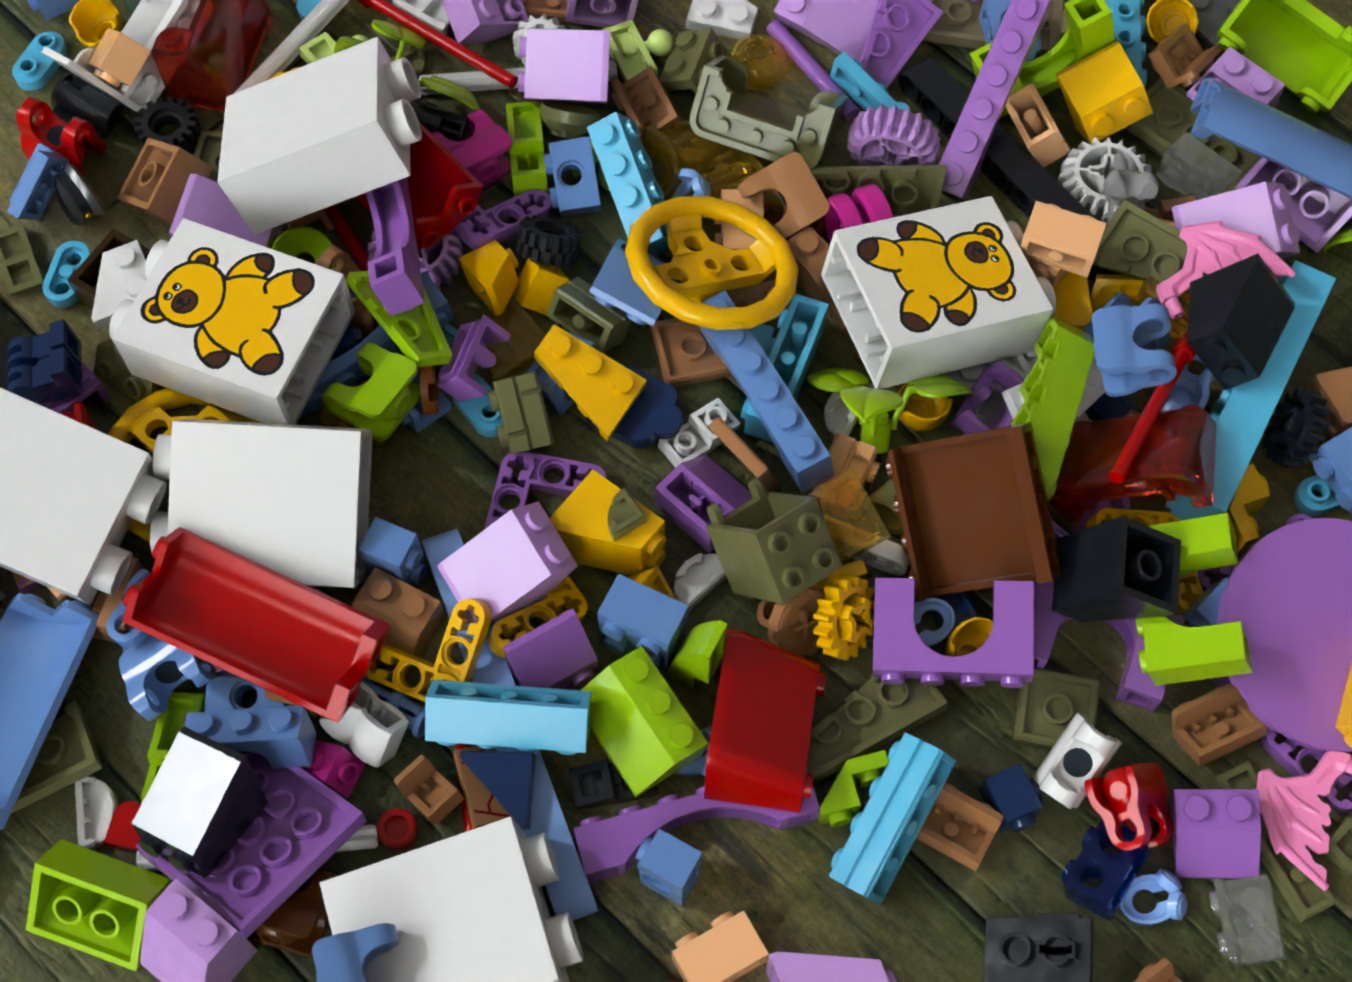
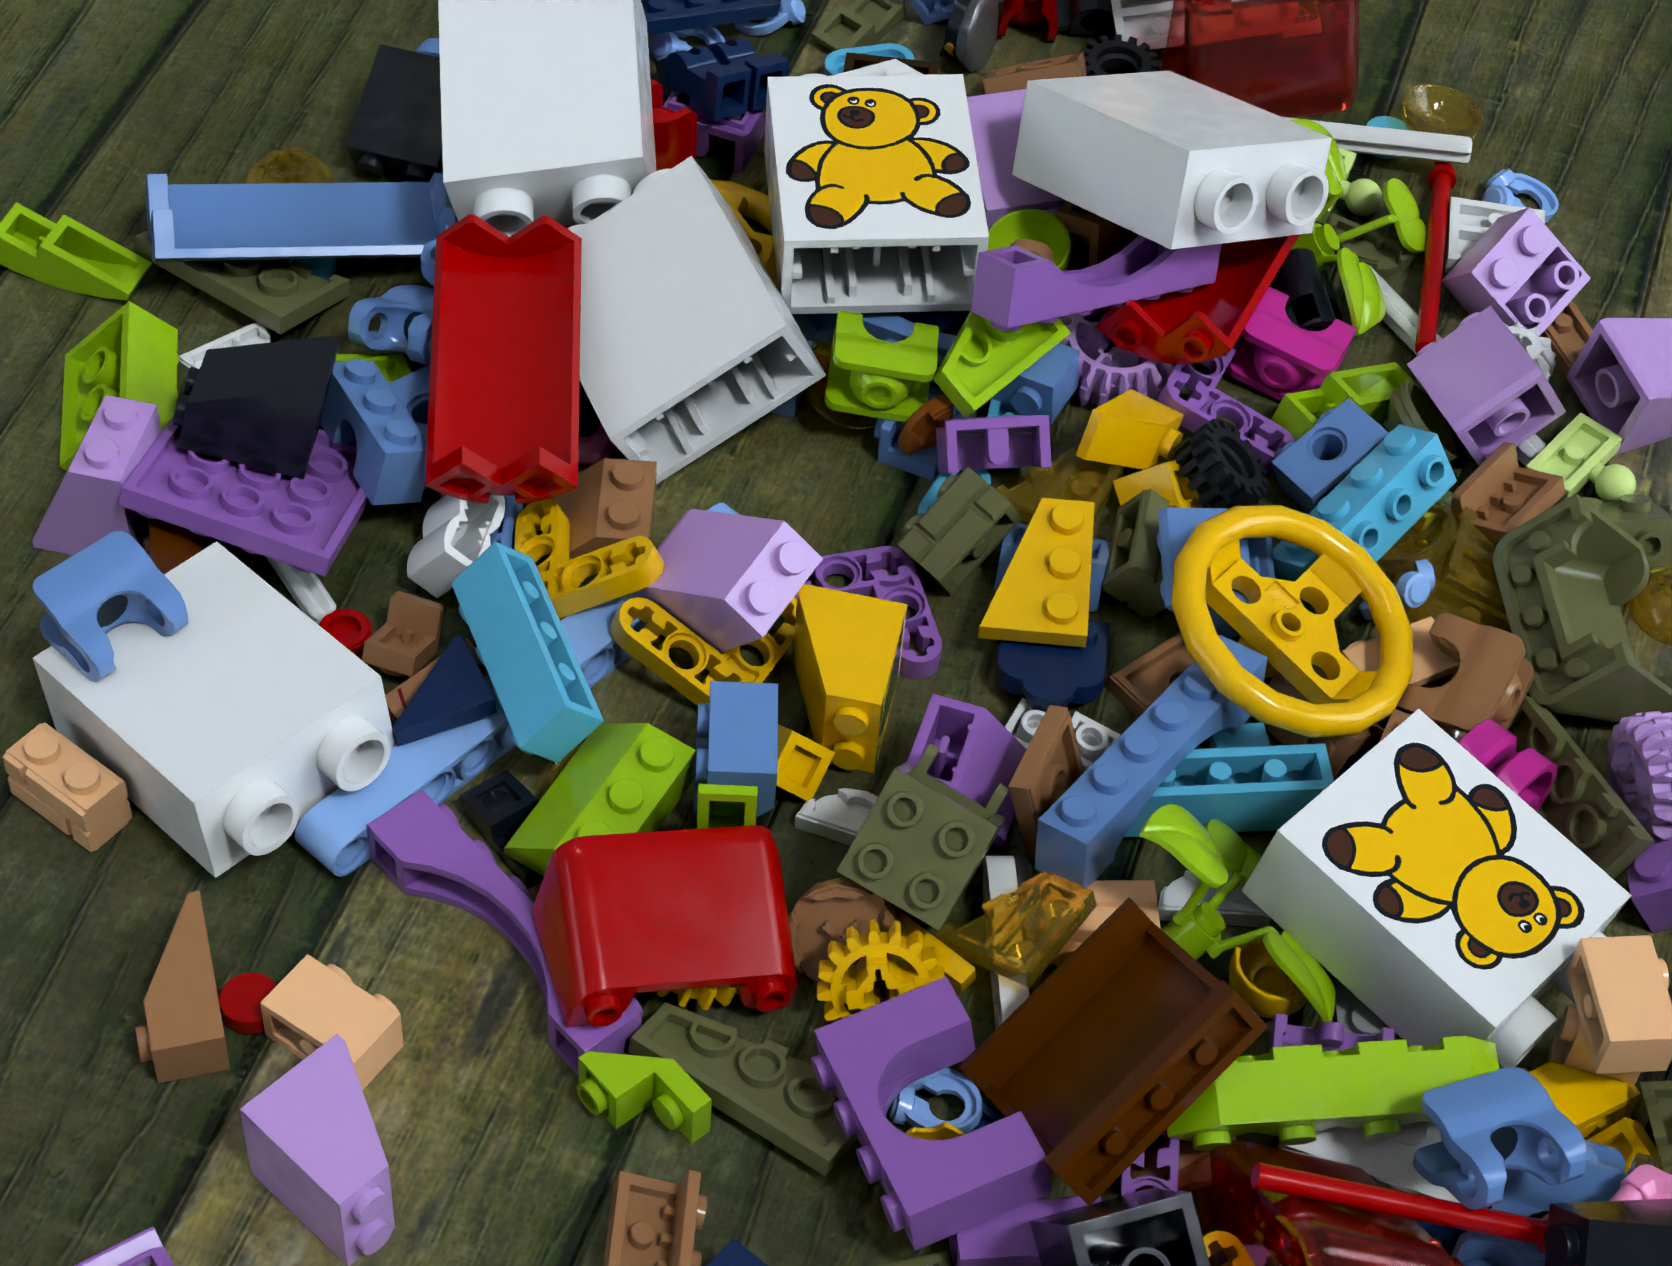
camera: 60 degrees right, 15 degrees down
(335, 767) = (386, 539): dark pink bracket -> none
(393, 551) = (682, 469): medium blue brick -> none
(553, 655) = (643, 675): medium lavender slope -> none
(624, 515) = (859, 655): olive tile -> none
(668, 866) = (419, 911): medium blue brick -> none
(891, 817) = (613, 1139): medium azure brick -> none

